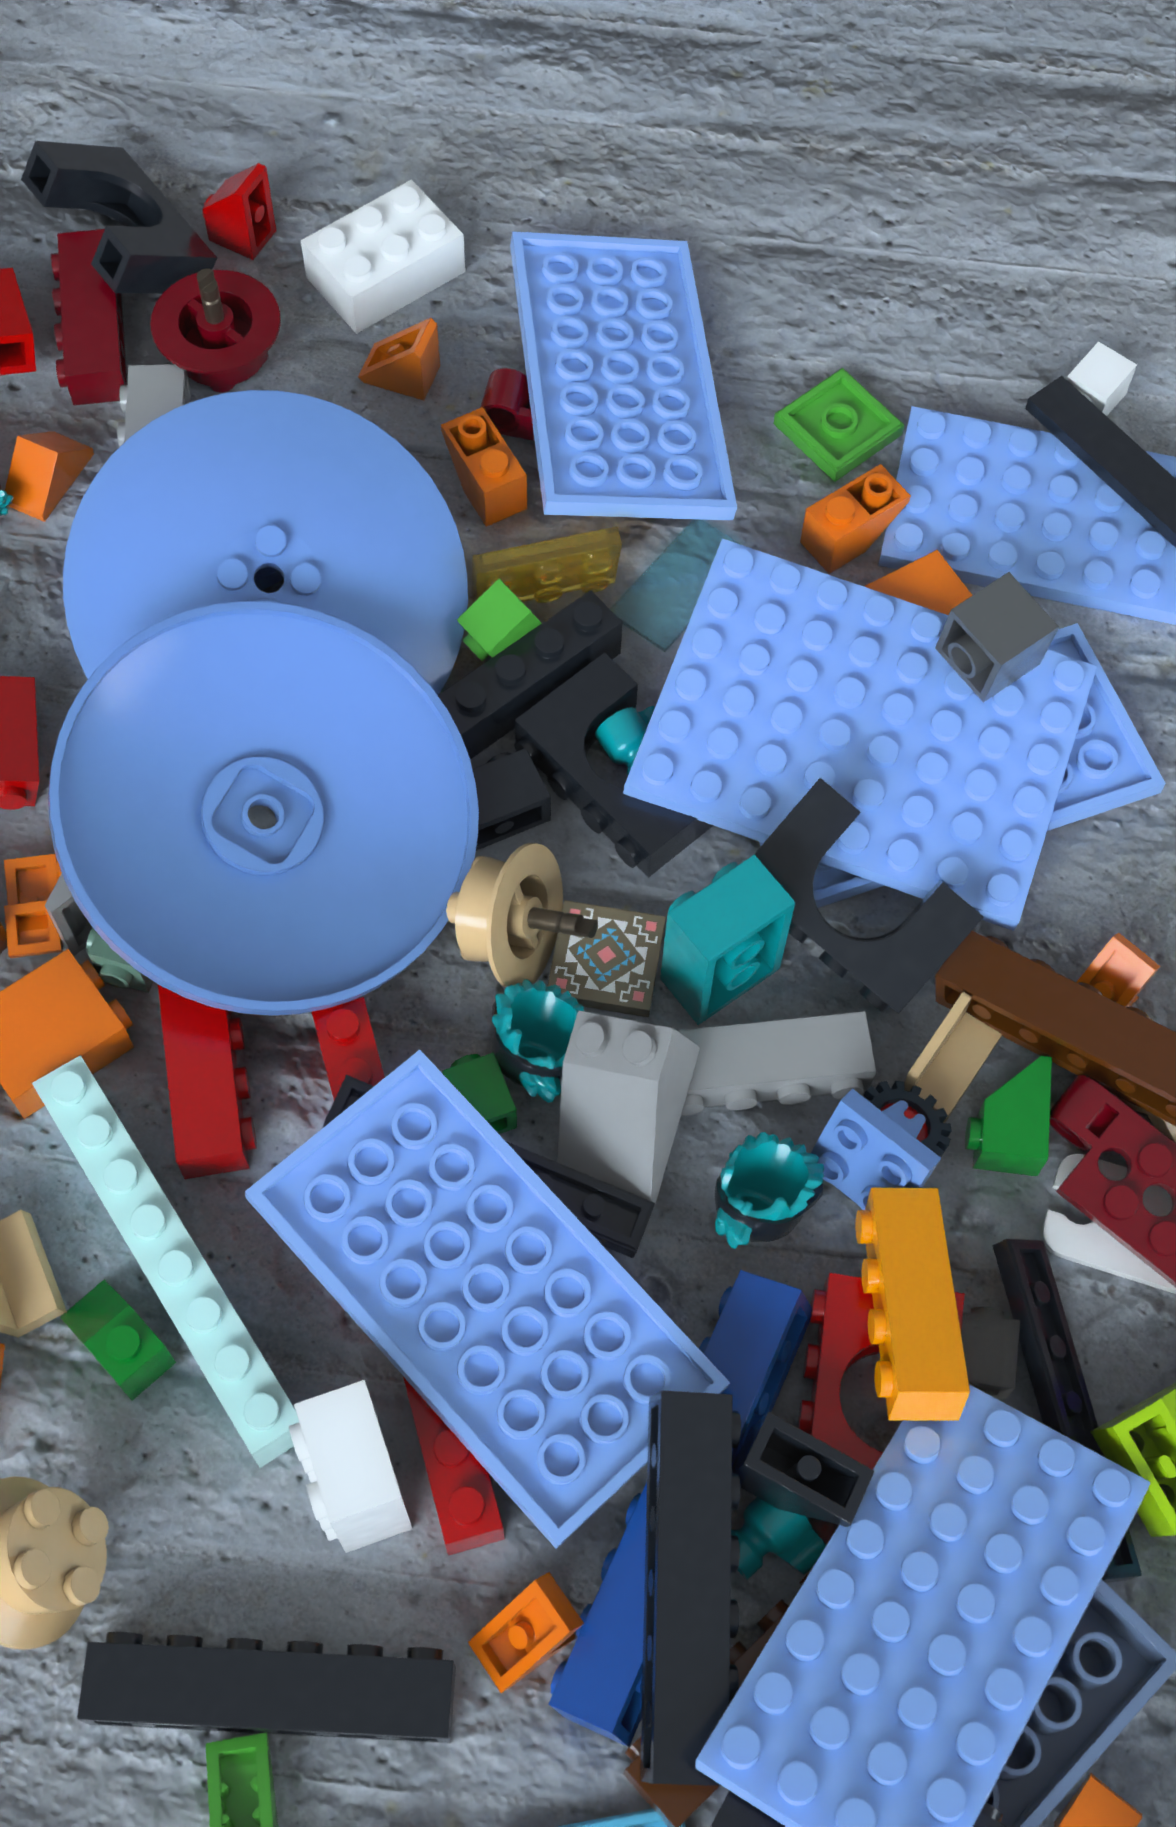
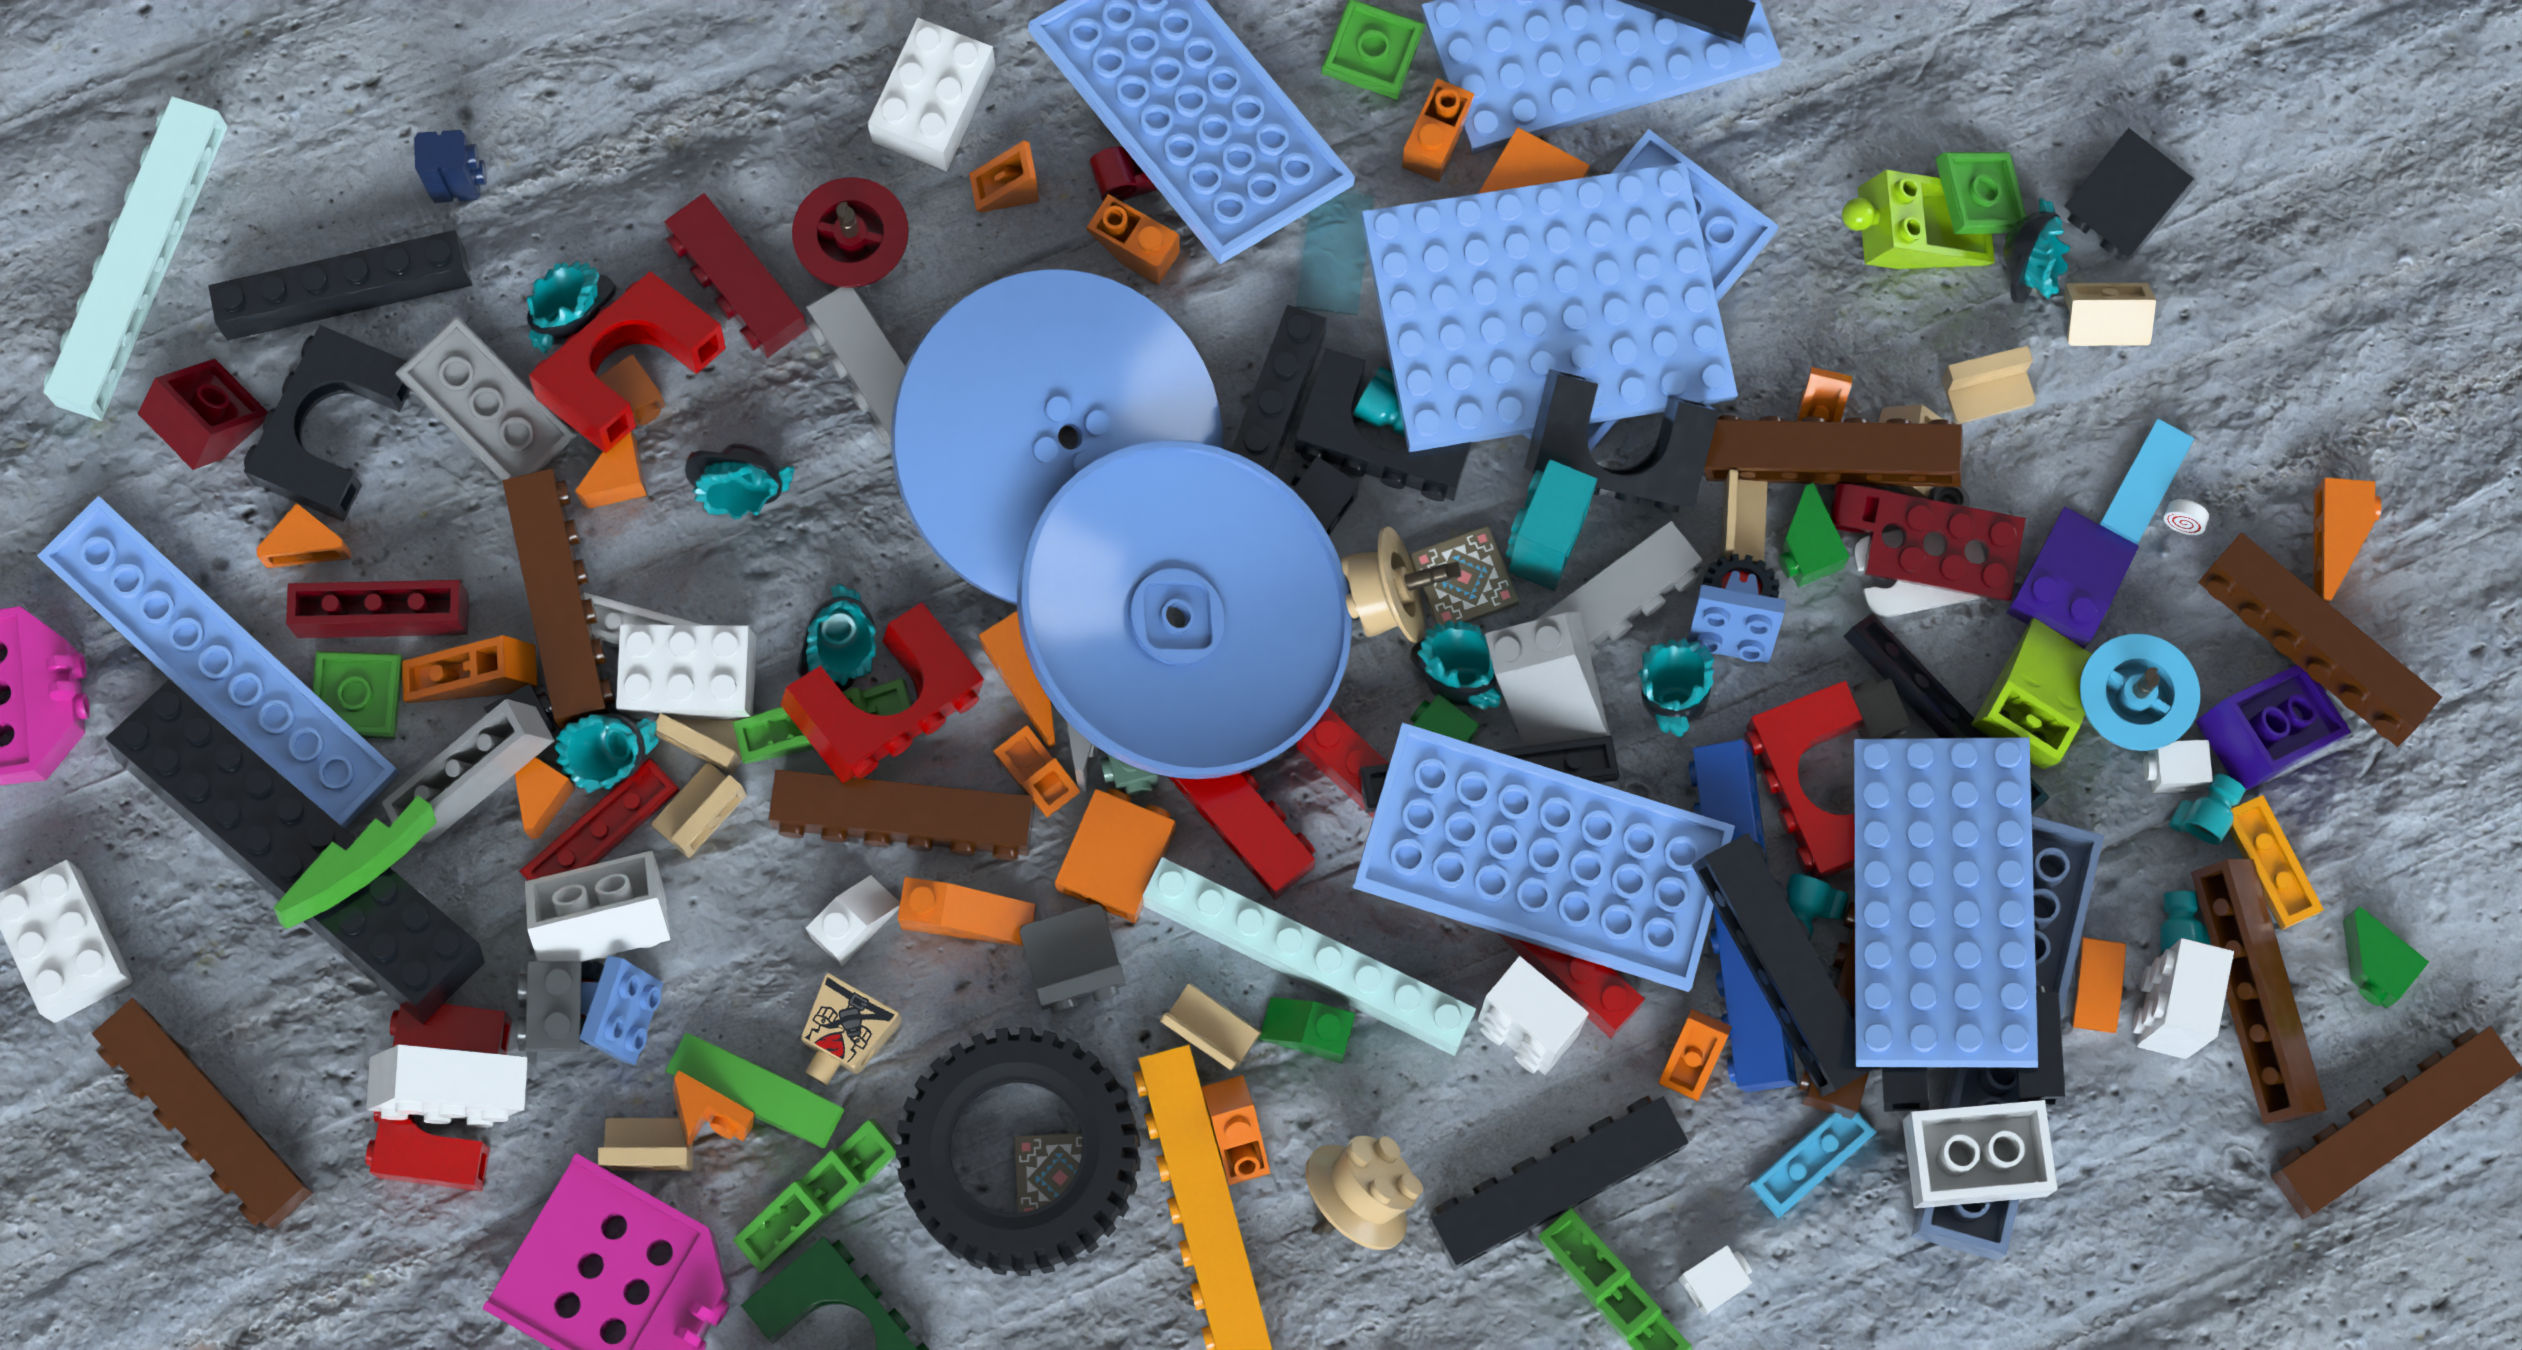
camera: 30 degrees left, 10 degrees up
(43, 471) = (794, 428): orange slope -> none
(156, 240) = (673, 149): black arch -> none
(241, 212) = (790, 118): red slope -> none
(496, 621) = (1238, 369): bright green slope -> none
(551, 566) = (1244, 304): clear yellow plate -> none
(800, 1472) = (1813, 856): black slope -> none
(913, 1304) = (1819, 707): light orange brick -> none
(996, 636) = (1611, 189): dark grey head -> none

